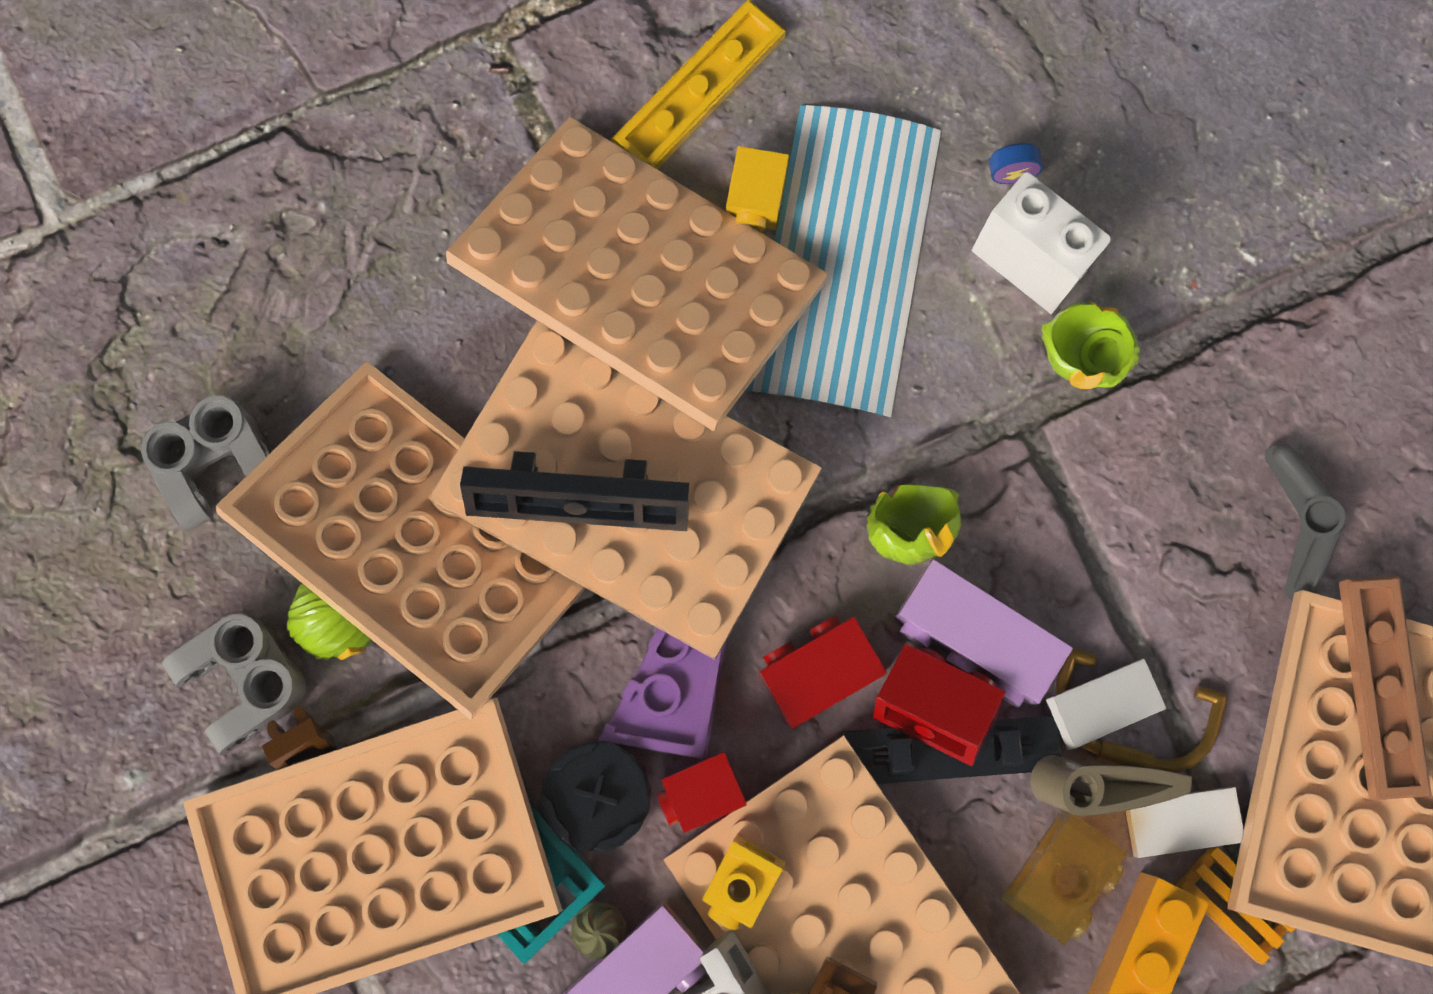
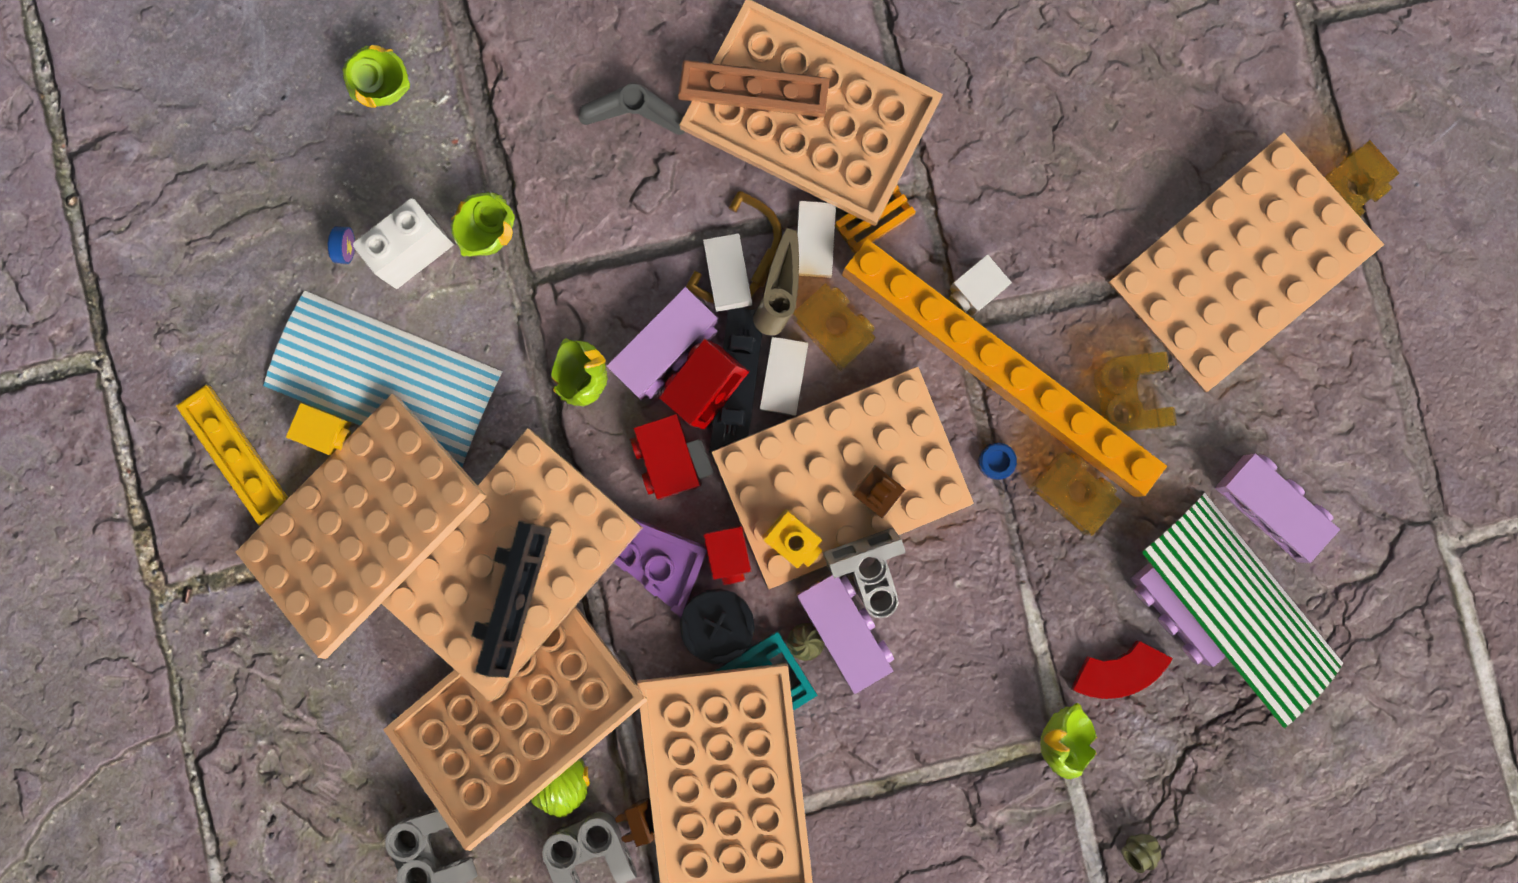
camera: 80 degrees left, 5 degrees up
(829, 721) = (700, 459): none -> dark grey tile
(974, 817) = (784, 376): none -> white tile
(1259, 158) = (375, 76): none -> lime hair

